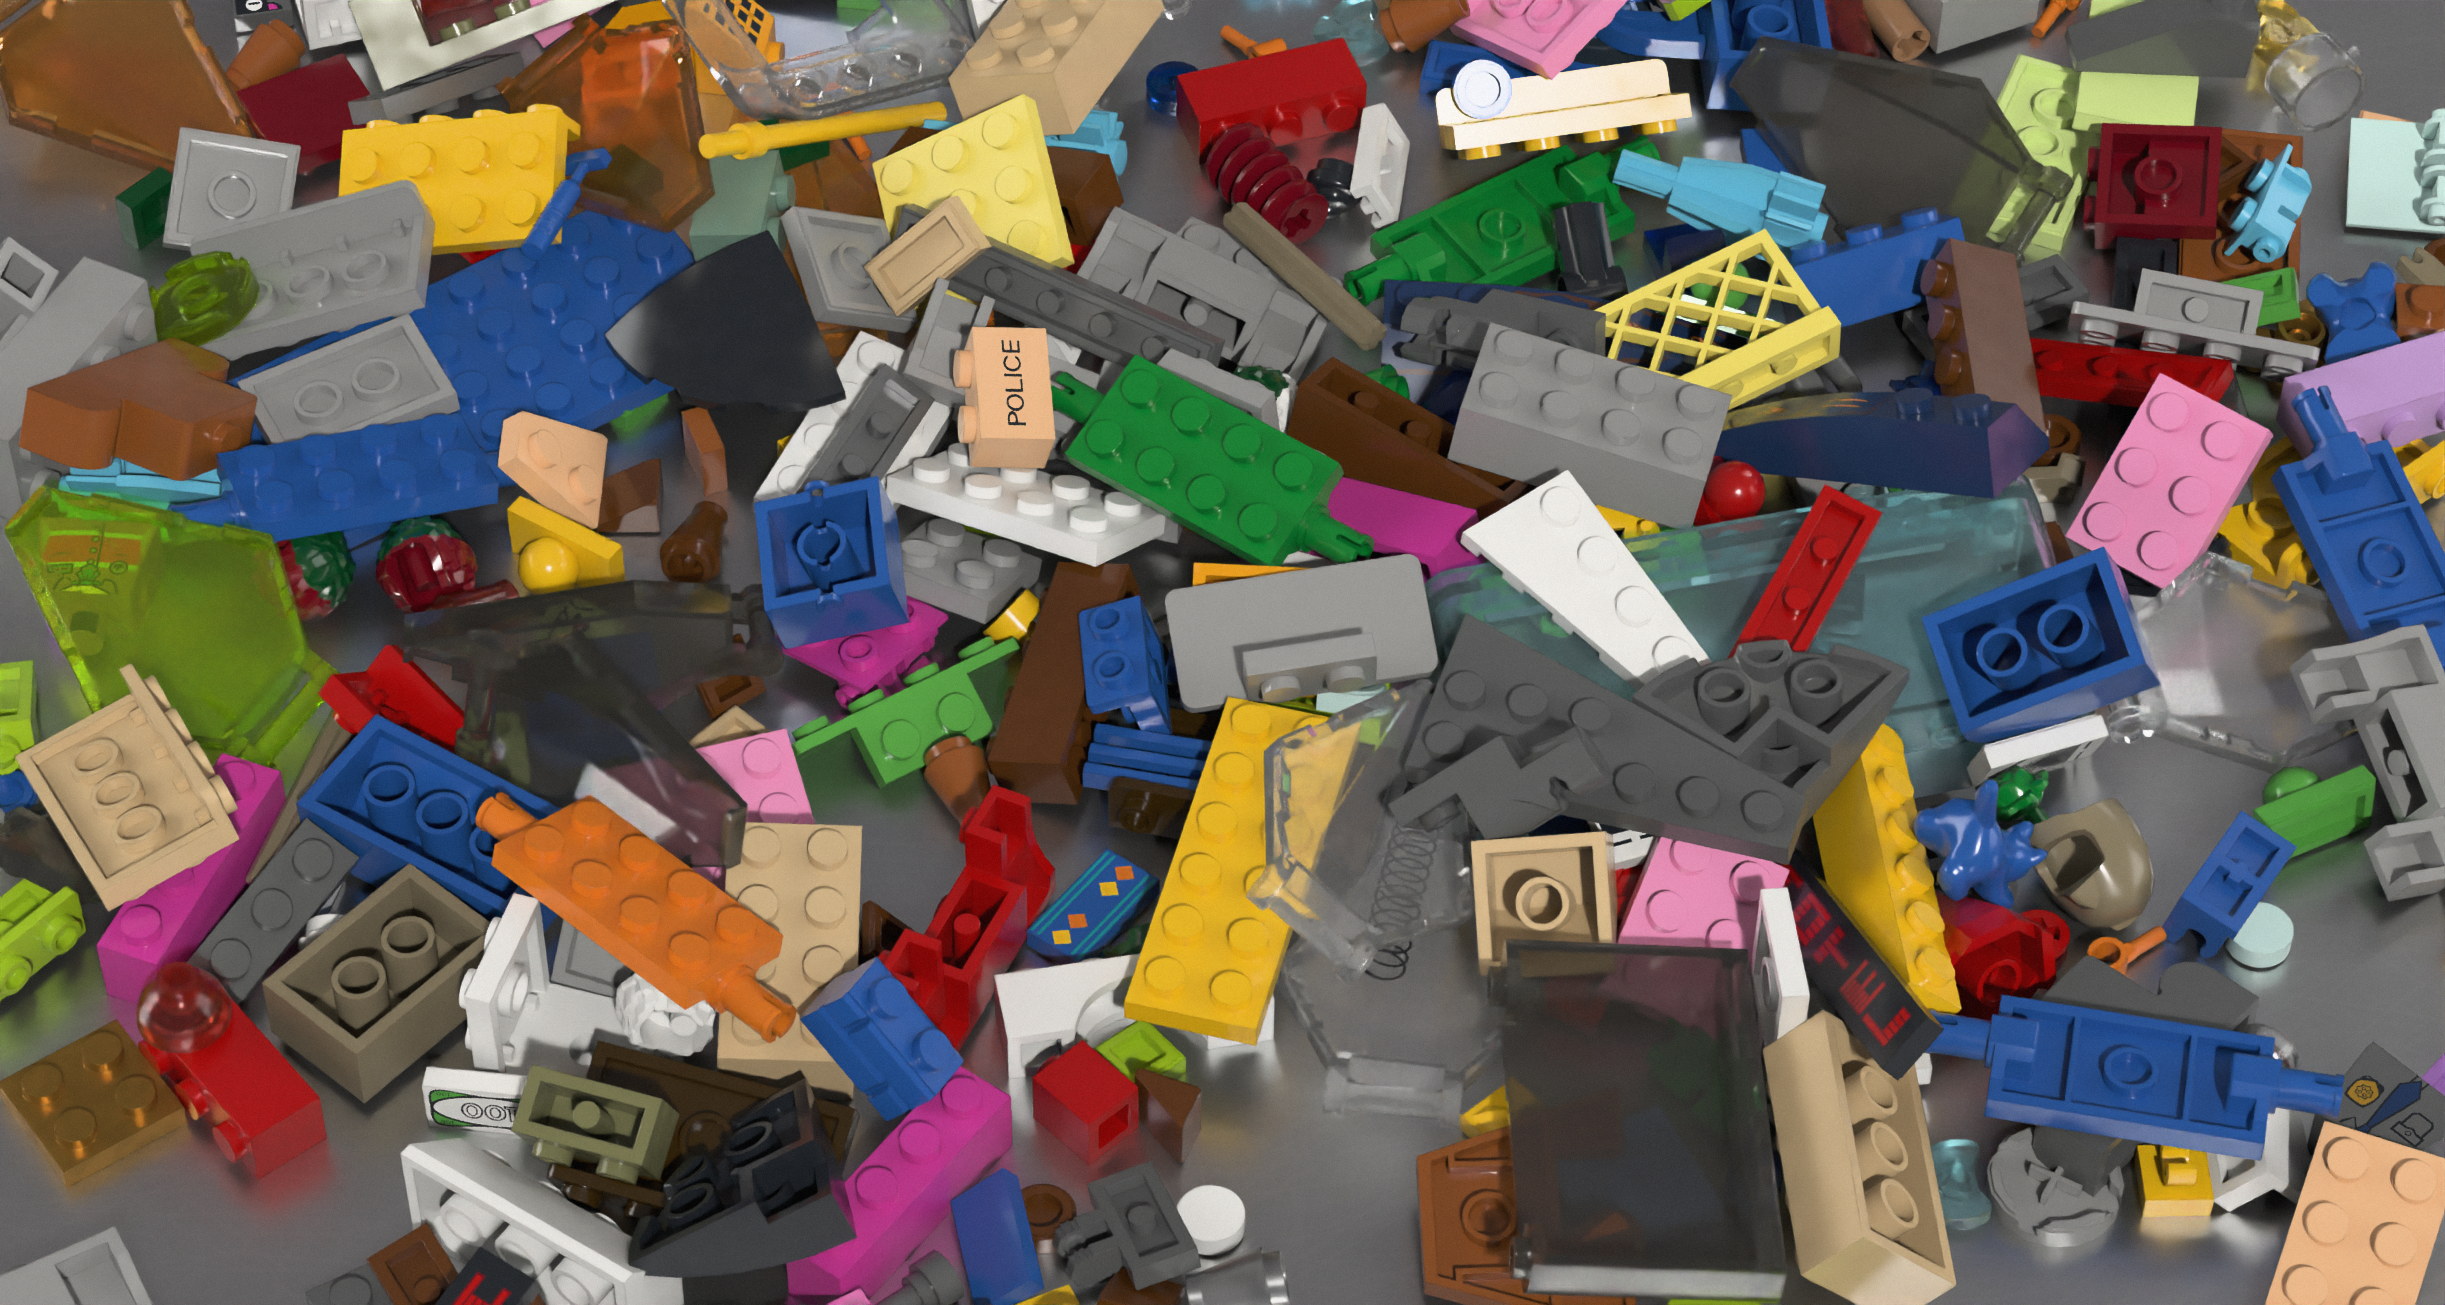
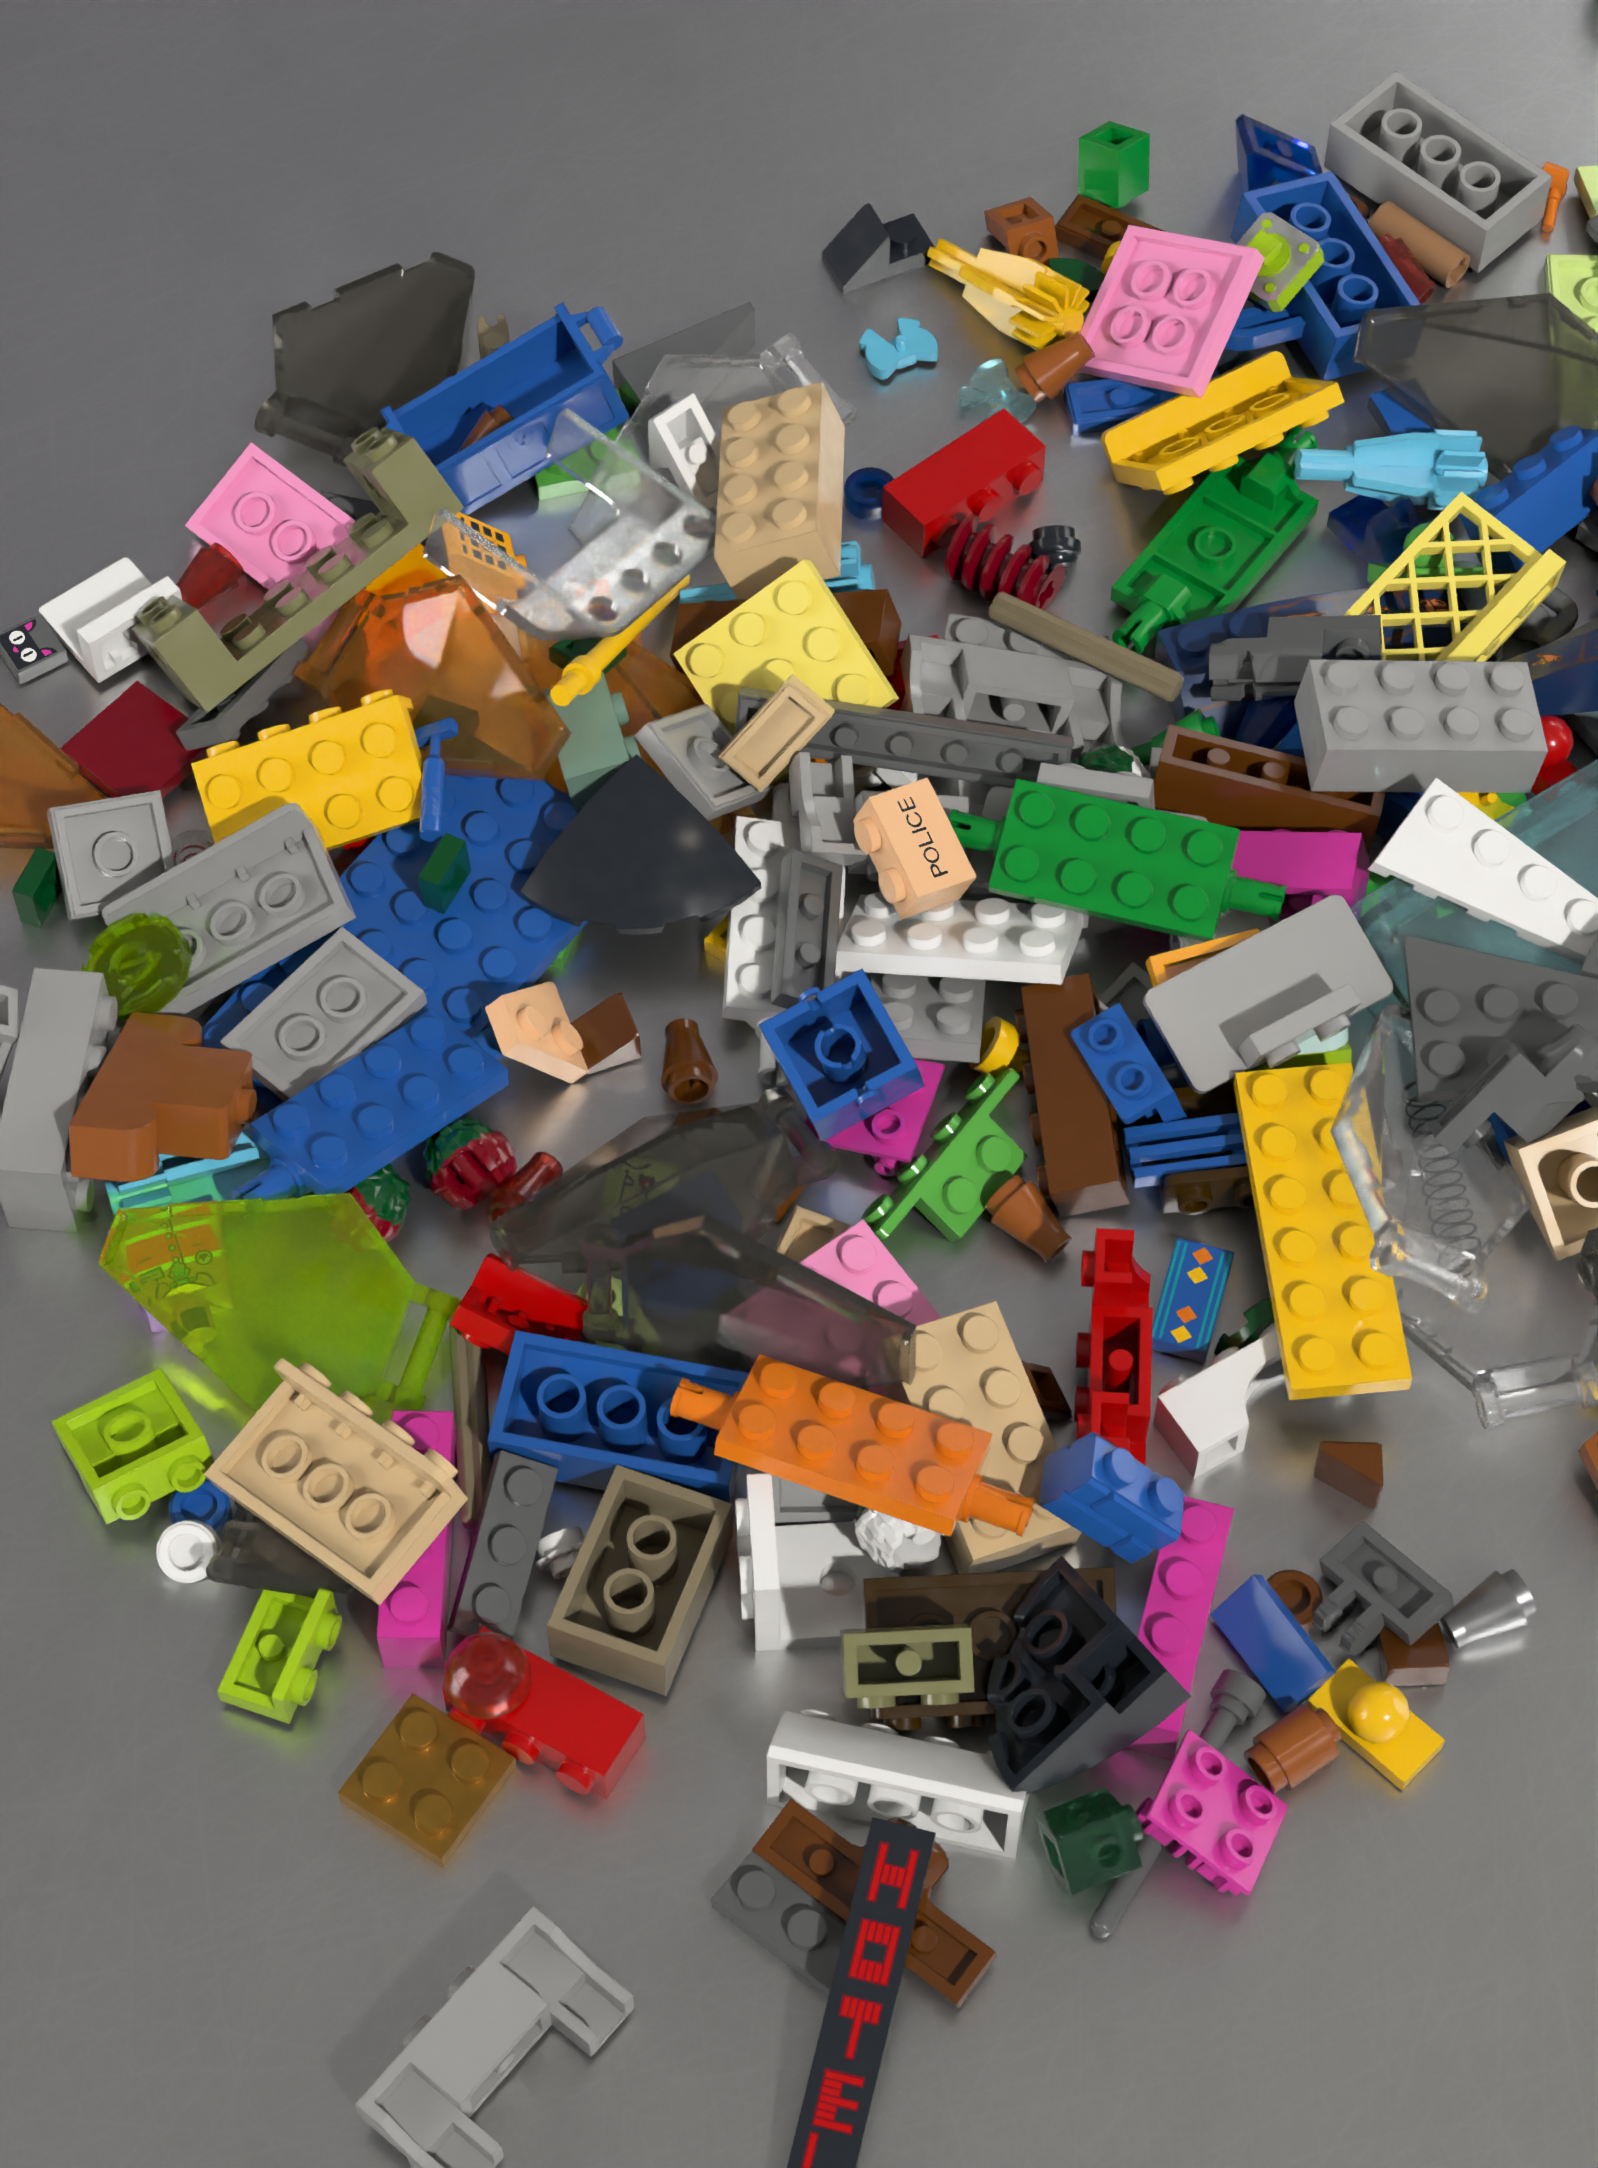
camera: 20 degrees left, 10 degrees up
(265, 55) = (67, 704): dark orange cone -> none
(472, 1099) = (782, 1659): white tile -> none
(534, 294) = (444, 873): none -> dark green tile
(560, 551) = (575, 1109): yellow tile -> none
(704, 450) = (650, 970): dark orange tile -> none
(1085, 1102) = (1278, 1483): red brick -> none
(1142, 1047) = (1296, 1427): lime tile -> none
(1213, 1218) = (1433, 1550): white tile -> none
(1249, 46) = (926, 441): orange hand -> none
(1380, 165) = (1085, 518): white tile -> none
(1481, 89) = (1142, 422): tile -> none
(1586, 252) = (1304, 555): black piece -> none

